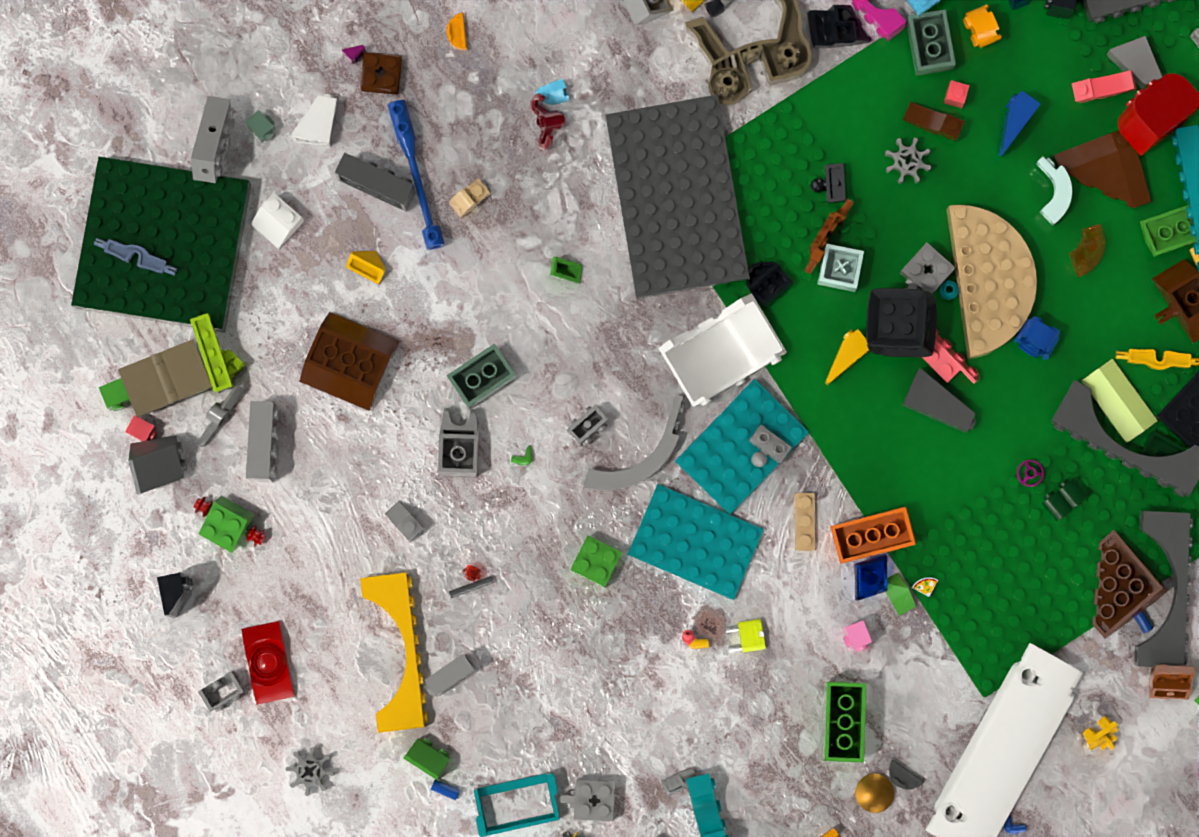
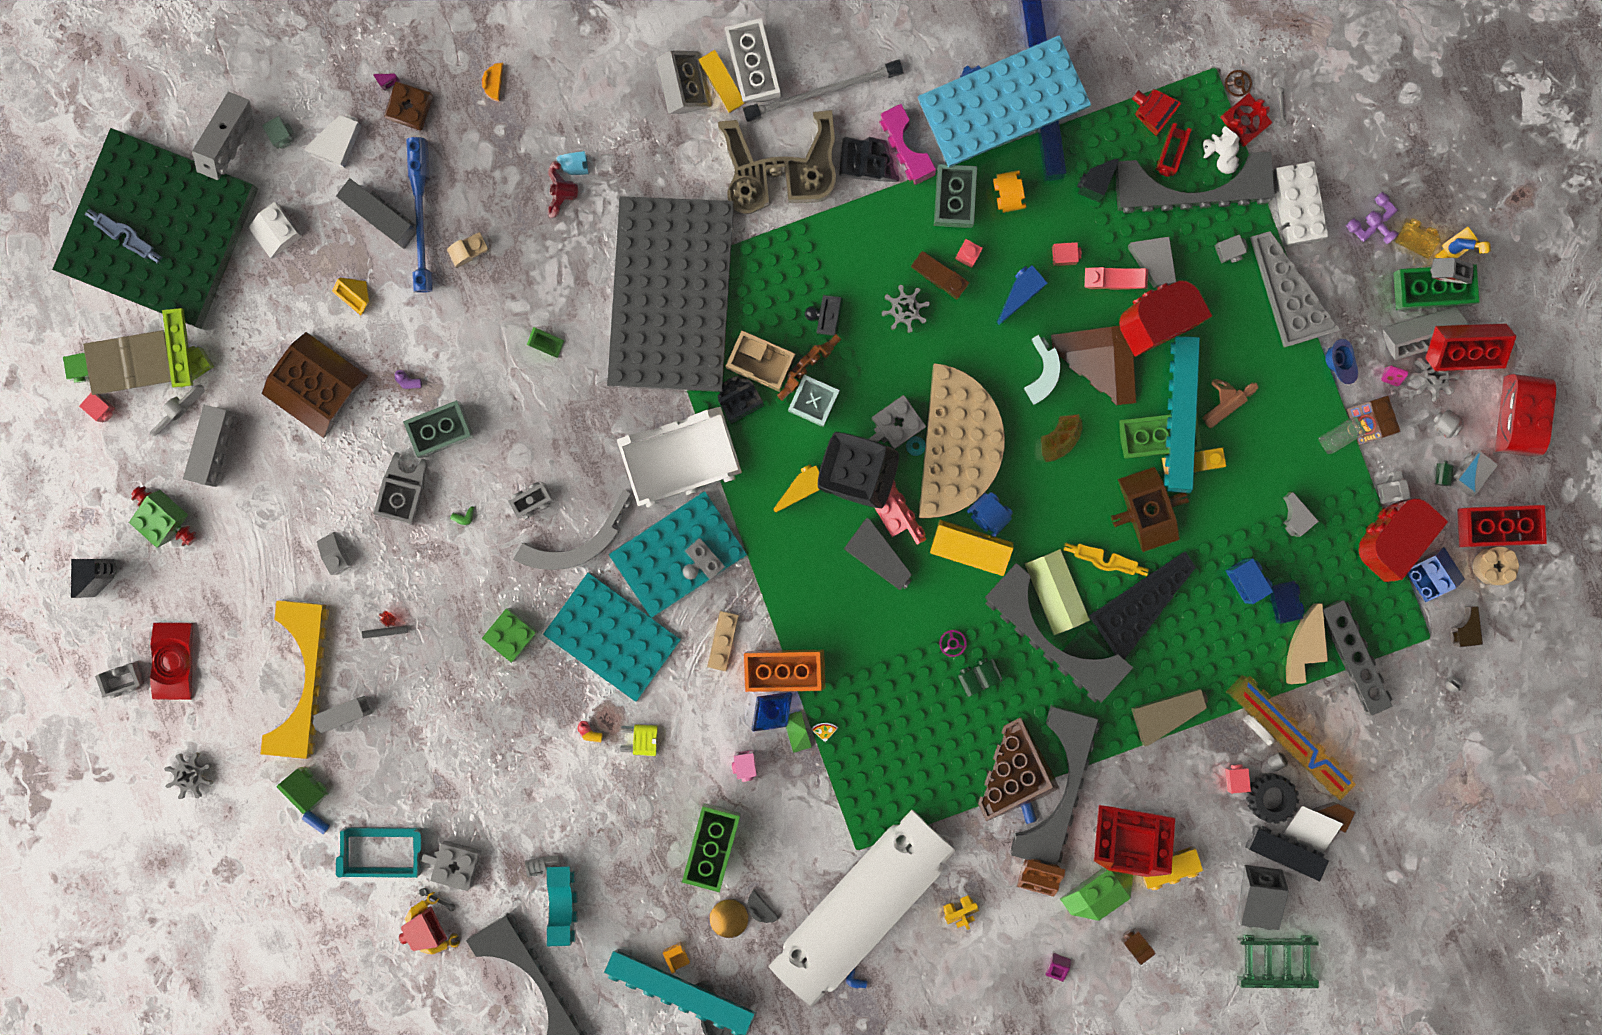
camera: 15 degrees right, 5 degrees up
(156, 463) = (100, 444): dark grey slope -> none
(438, 339) = (405, 382): none -> medium lavender arm
(779, 241) = (760, 361): none -> tan piece
(1026, 375) = (971, 547): none -> yellow brick
(1049, 74) = (1066, 254): none -> coral brick

